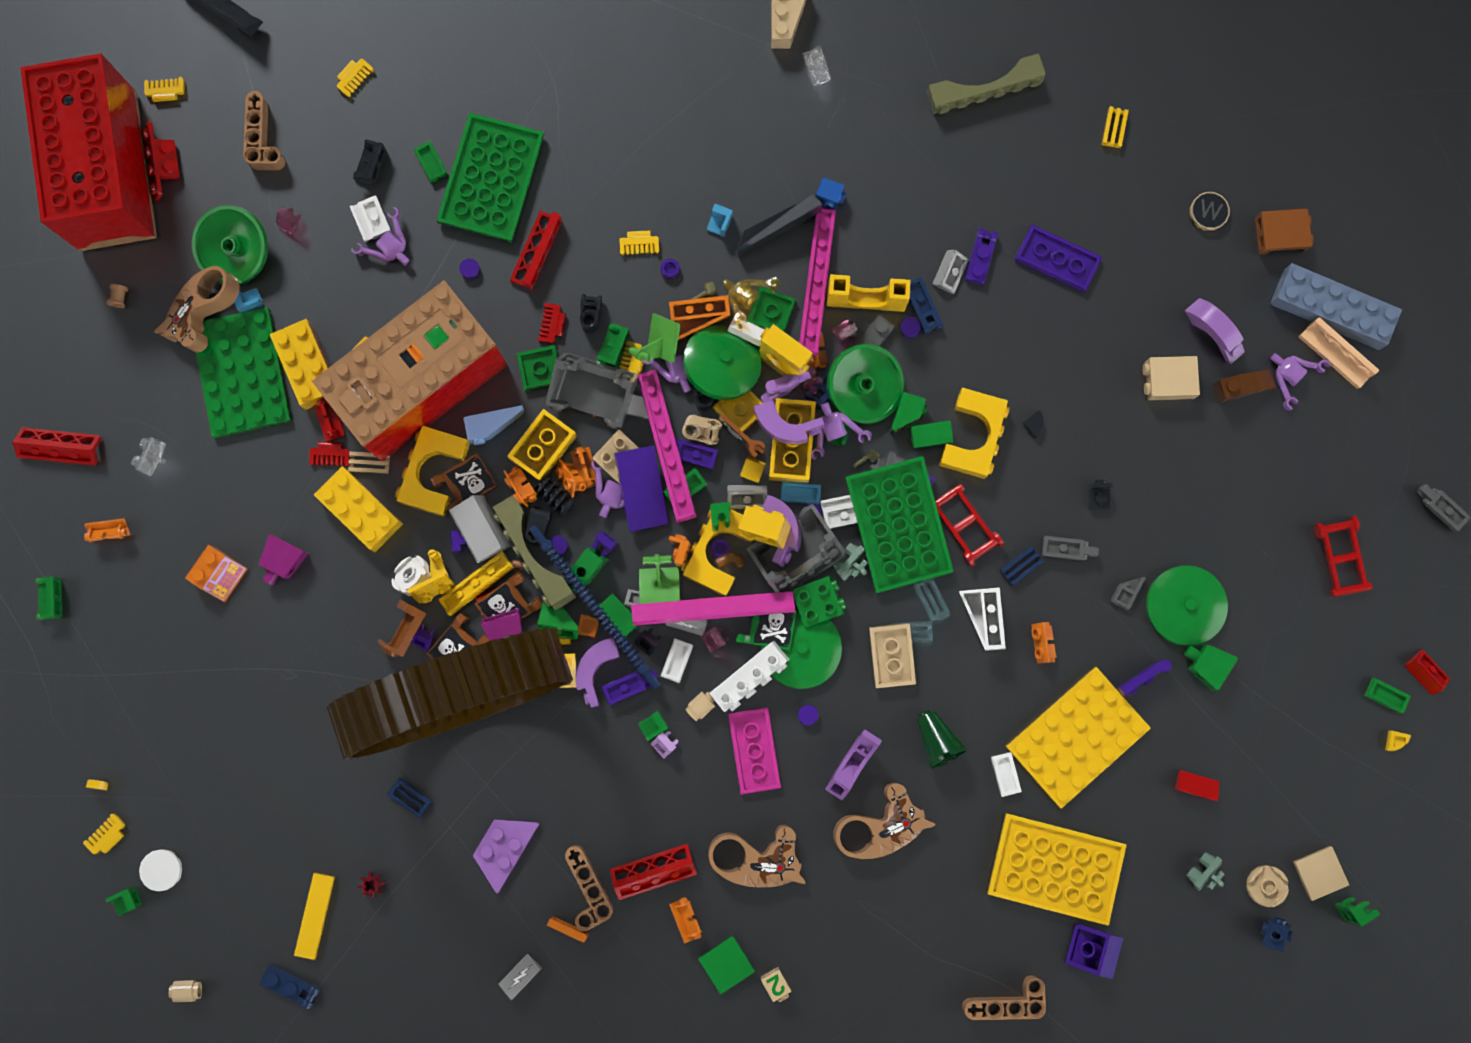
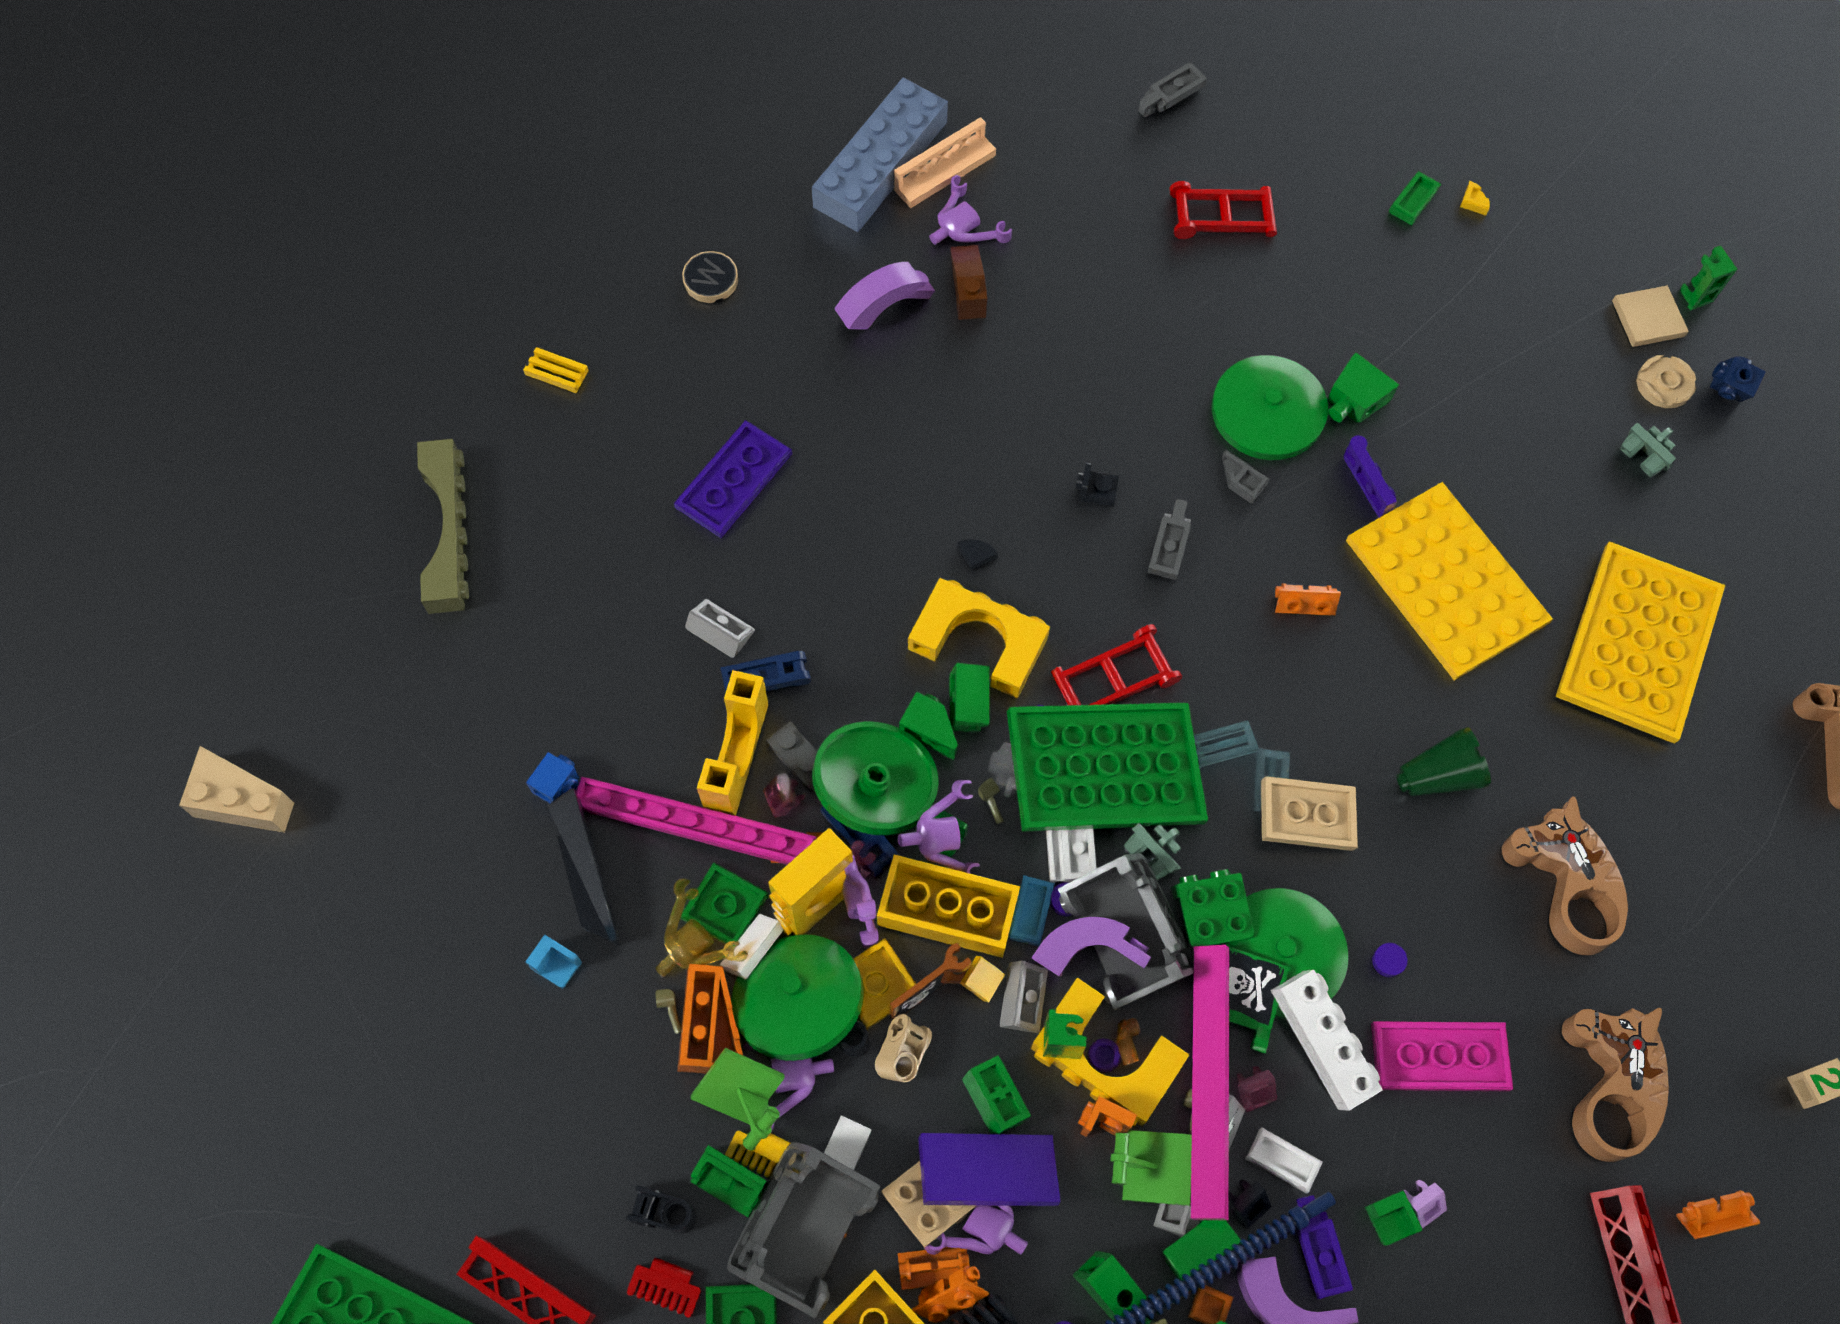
camera: 80 degrees left, 15 degrees down
(607, 541) = (1068, 1248): dark purple tile -> none
(638, 238) = (551, 1102): yellow piece -> none
(666, 446) = (923, 1112): dark pink tile -> none
(670, 269) = (616, 1060): dark purple tile -> none
(696, 454) = (937, 1079): dark purple plate -> none
(700, 705) = (1364, 1131): tan brick -> none
(726, 964) = (1788, 1160): green tile -> none
(765, 526) = (1092, 963): yellow brick -> none
(782, 431) = (922, 925): medium lavender arch -> none
(816, 66) = (339, 762): clear hips -> none
(852, 764) = (1475, 905): medium lavender arch -> none
(910, 327) = (795, 700): dark purple tile -> none
(981, 257) = (706, 580): dark purple plate -> none
(986, 615) = (1263, 666): white wedge -> none
(1006, 774) = (1497, 686): white tile -> none
(1035, 555) = (1176, 588): dark blue tile -> none
(1094, 951) = (1761, 612): dark purple slope -> none
(1171, 378) = (942, 364): tan brick -> none
(1197, 785) = (1526, 439): red slope -> none
(1284, 230) = (761, 193): dark orange panel -> none
(1427, 672) = (1388, 149): red slope -> none

